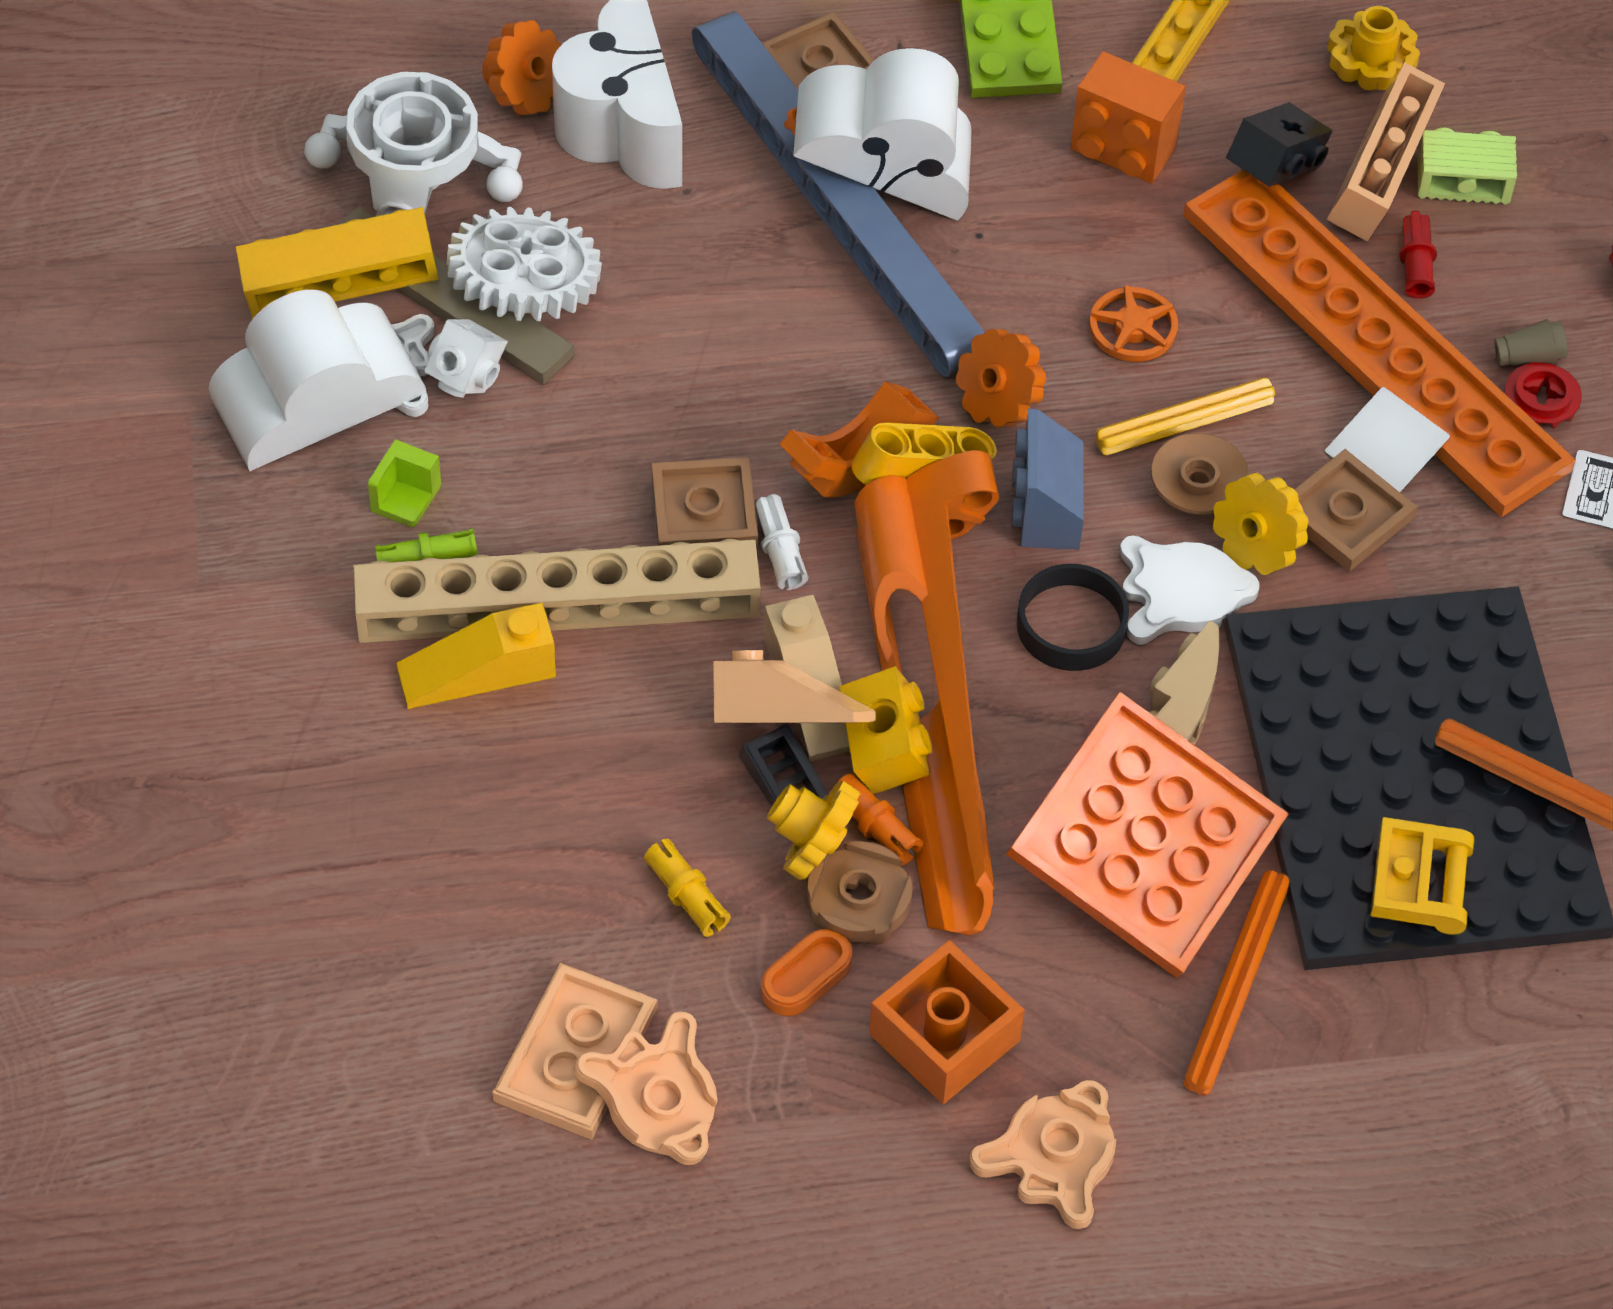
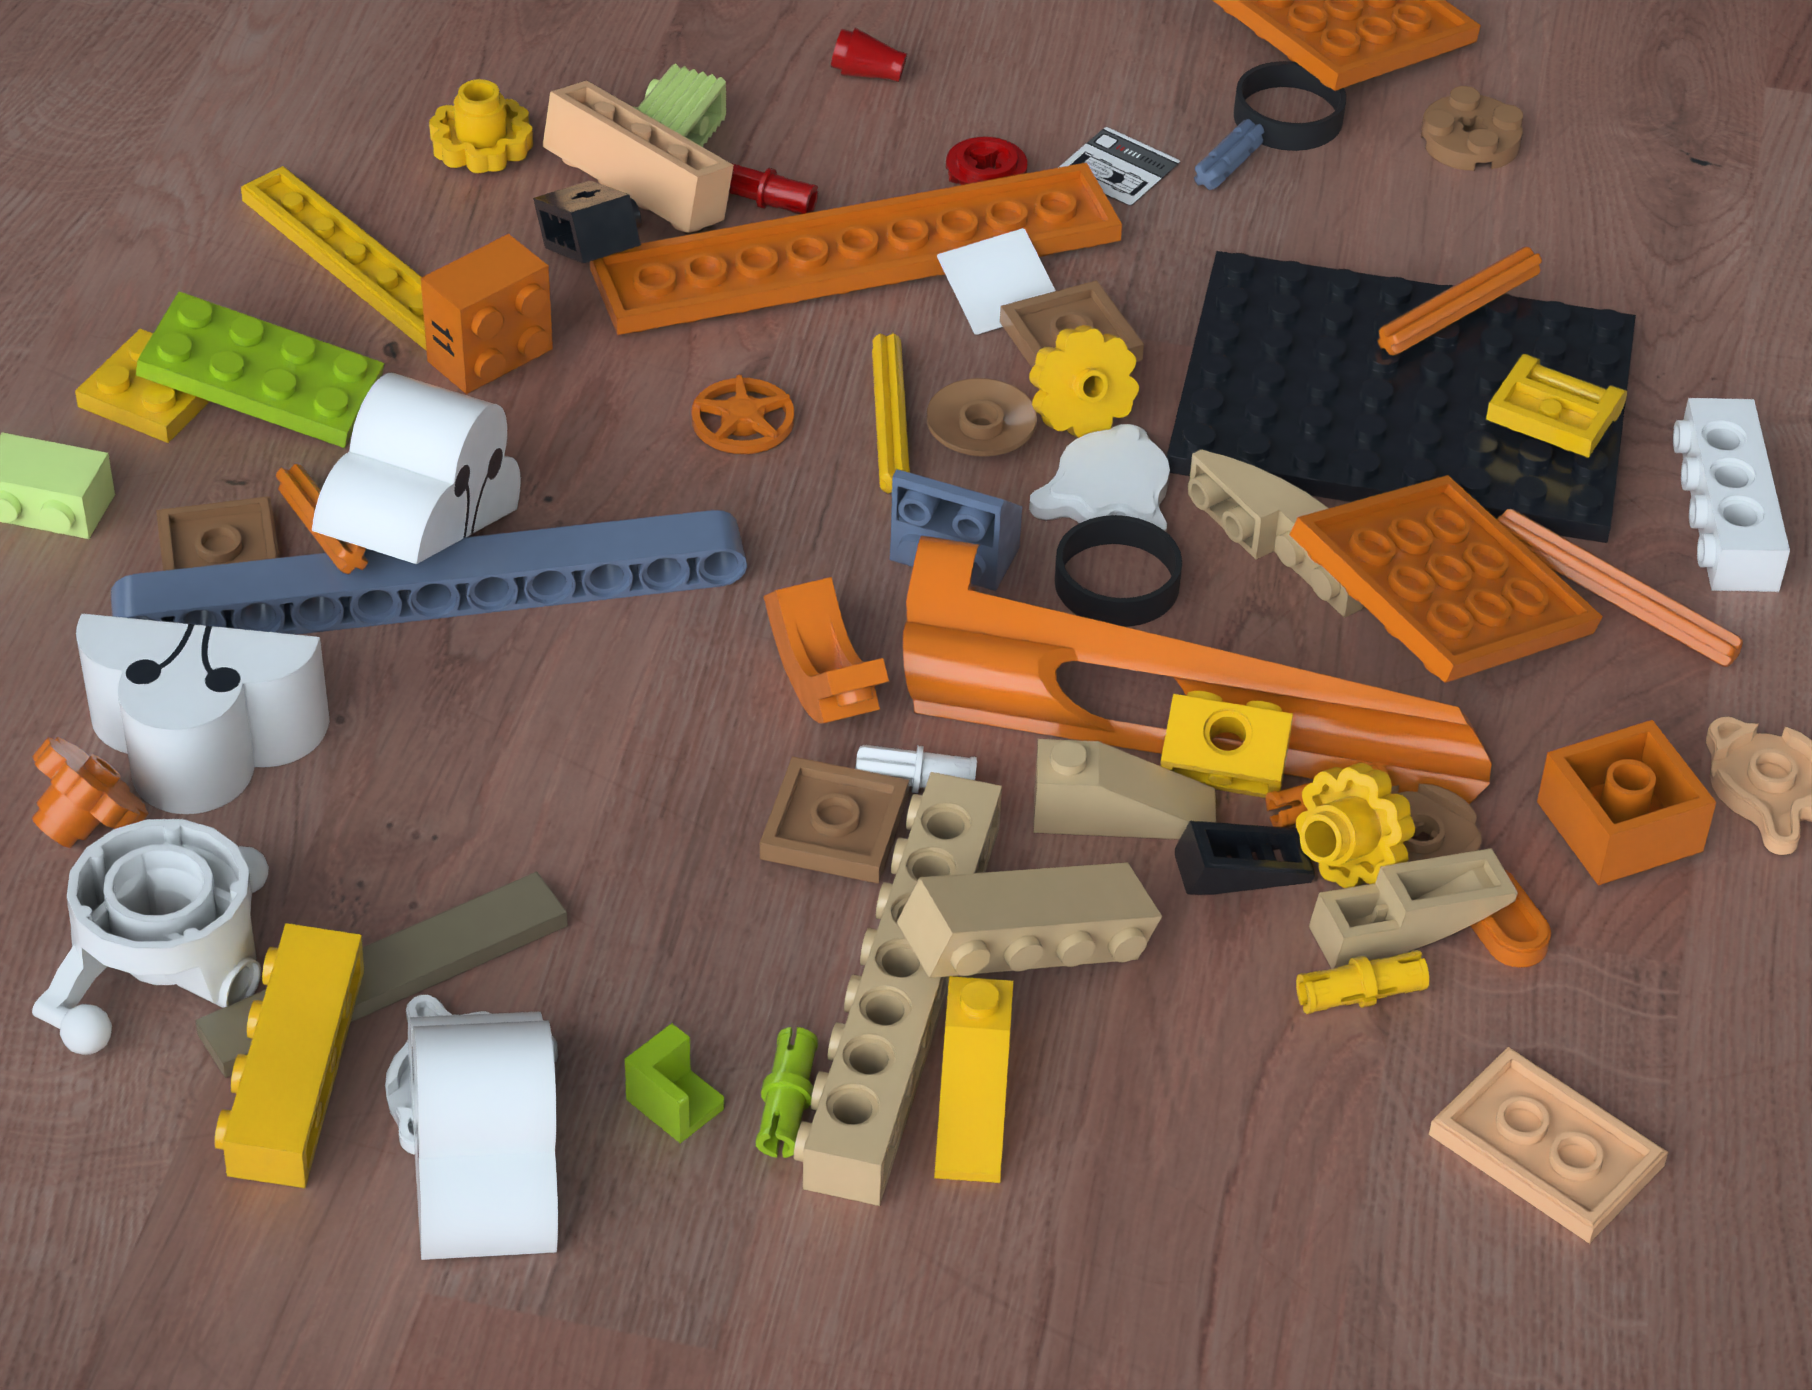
camera: 70 degrees left, 10 degrees down
(465, 357) = (519, 966): white brick -> none
(523, 263) = (395, 876): white gear -> none
(620, 638) = (1028, 919): none -> tan brick
(656, 1092) = (1631, 1077): light nougat tile -> none
(770, 897) = (1410, 906): none -> tan slope
(777, 693) = (1162, 810): light nougat slope -> none
(906, 448) = (879, 603): yellow beam -> none
(1000, 378) = (821, 522): orange plant -> none
(1430, 1051) = (1731, 495): none -> white brick
(1534, 343) = (926, 147): dark tan cone -> none

